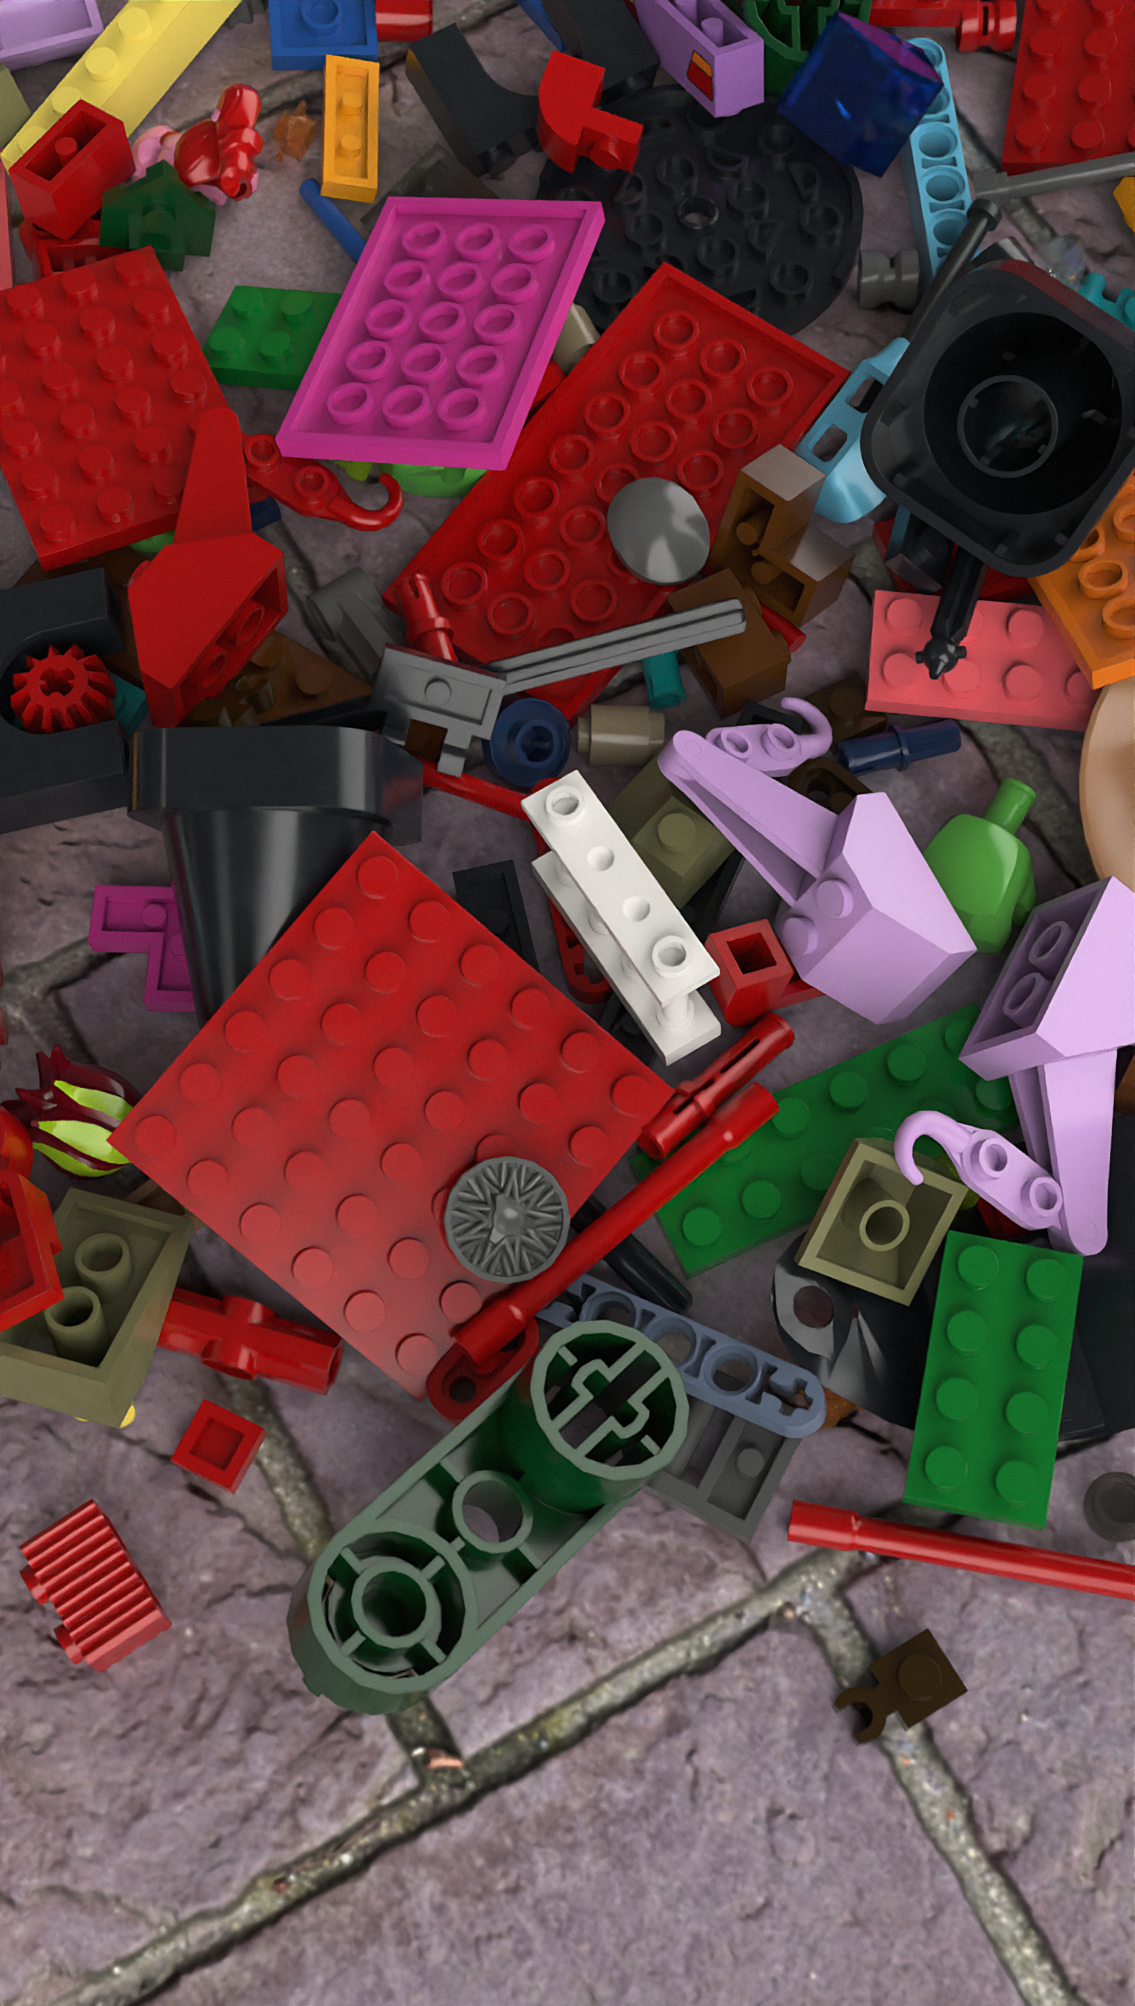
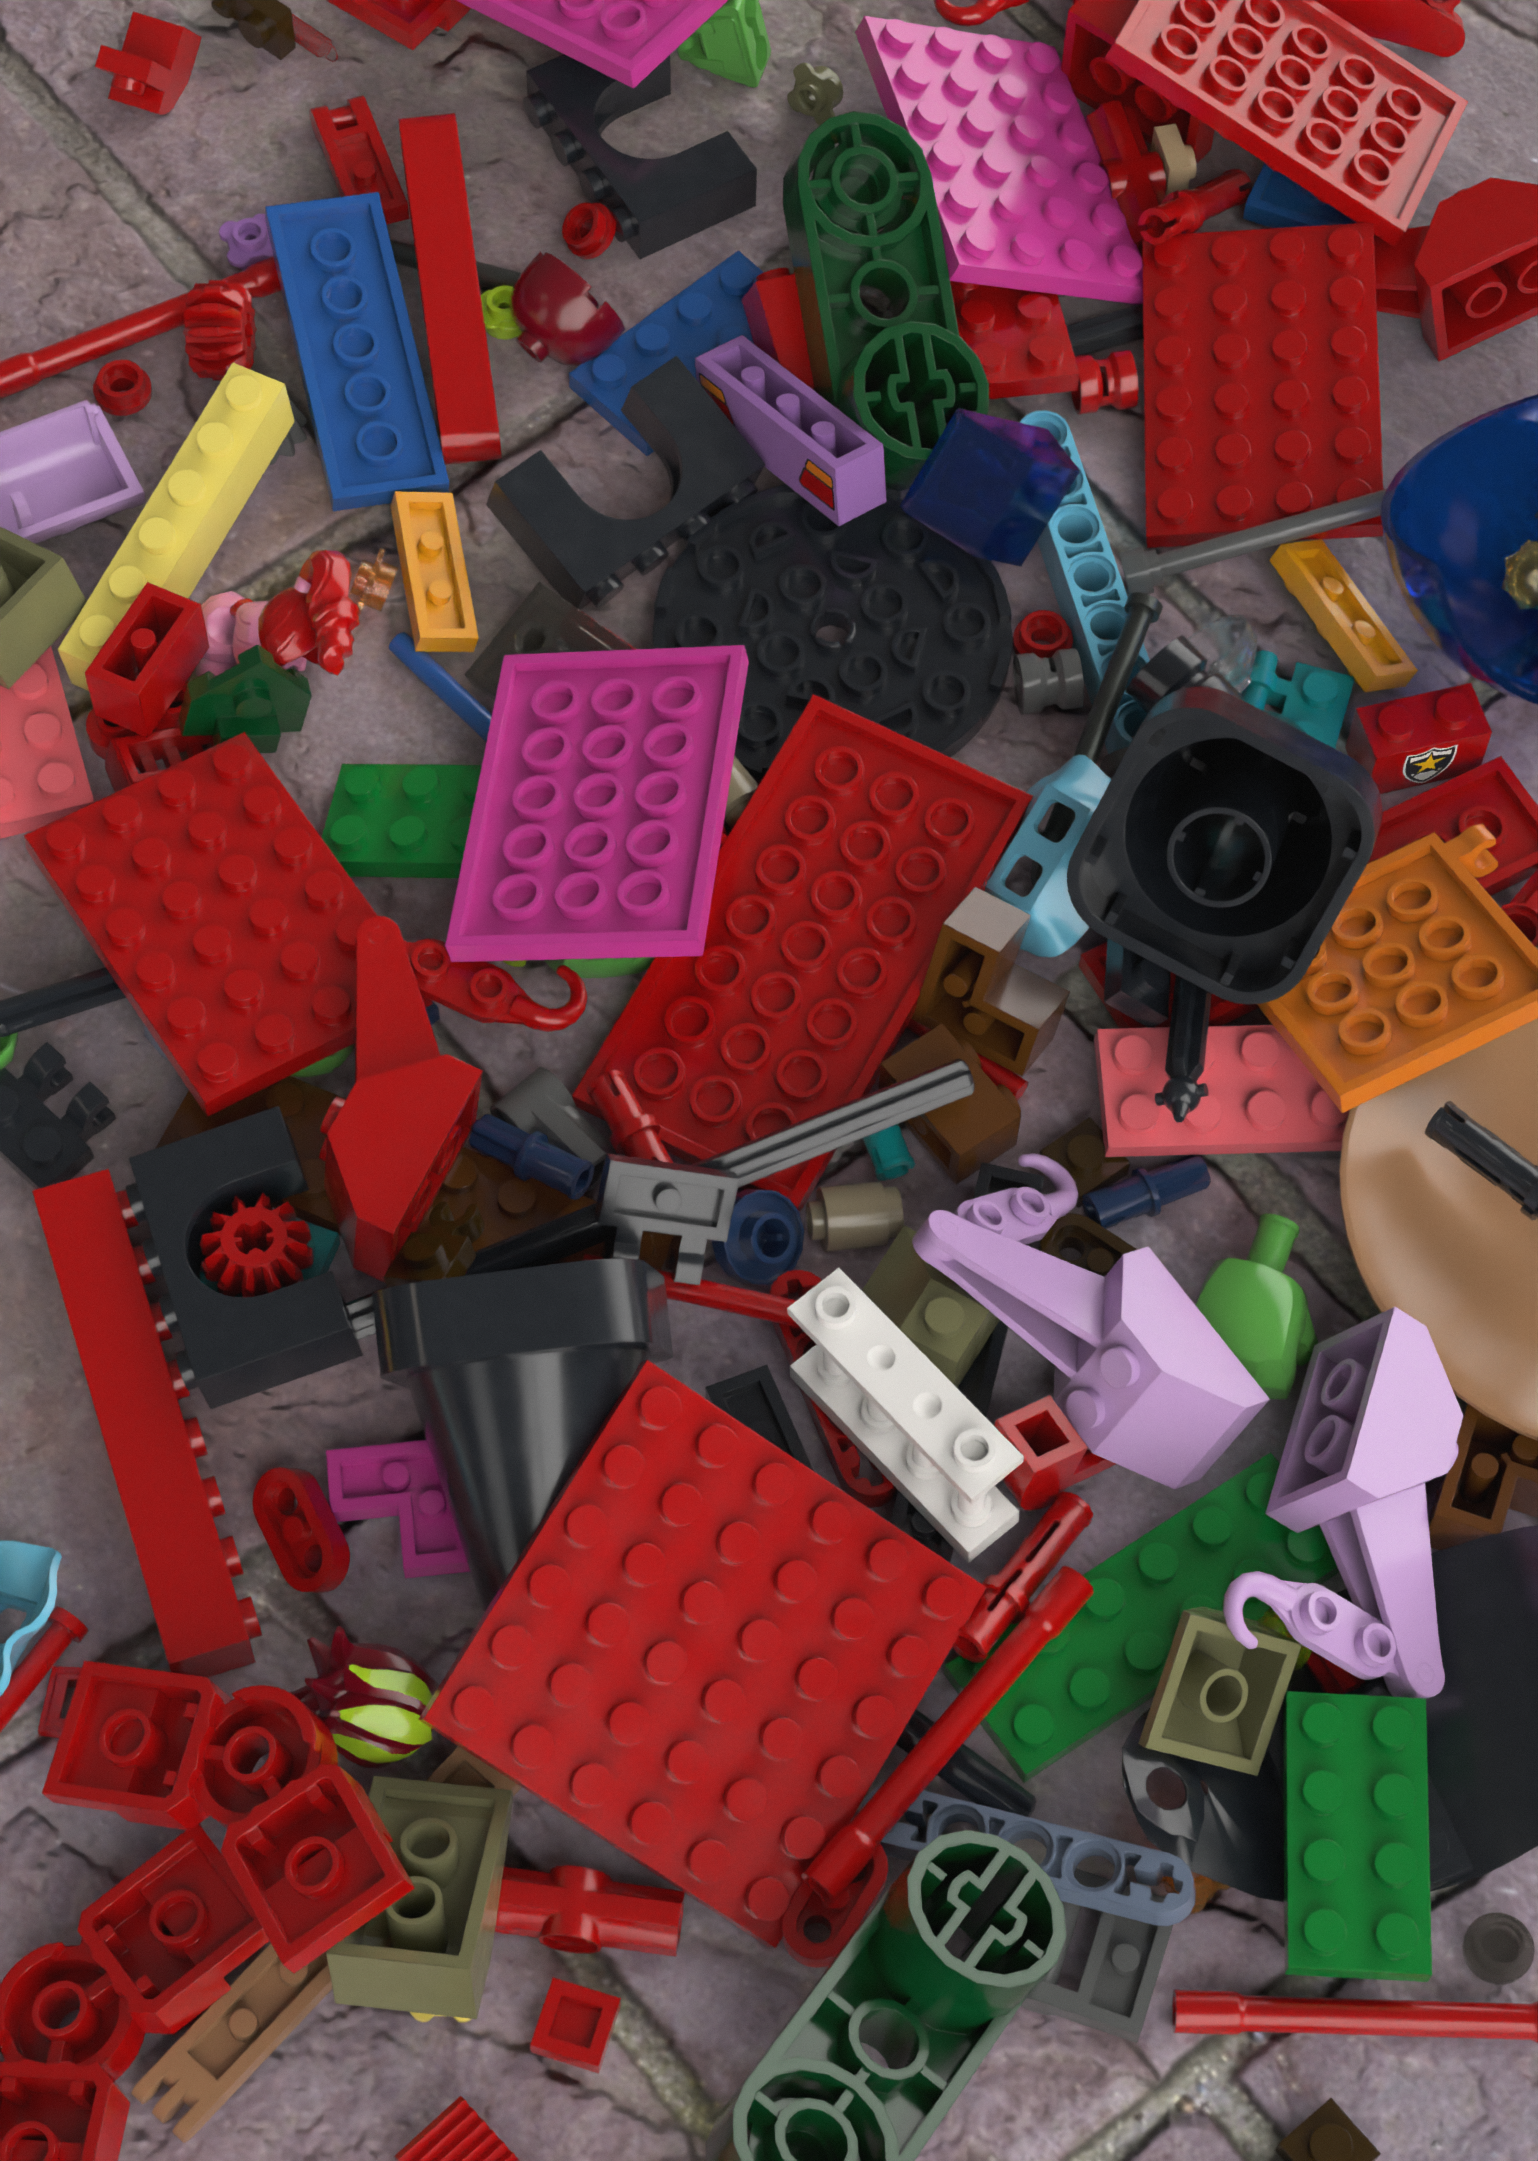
camera: 15 degrees left, 5 degrees down
(59, 954) = (301, 1535): none -> red plate
(330, 643) = (531, 1156): none -> dark blue axle
(506, 1219) = (840, 1744): dark grey wheel -> none
(573, 124) = (684, 551): red brick -> none
(658, 531) = (860, 993): dark grey hat -> none
(890, 235) = (1042, 626): none -> red plate

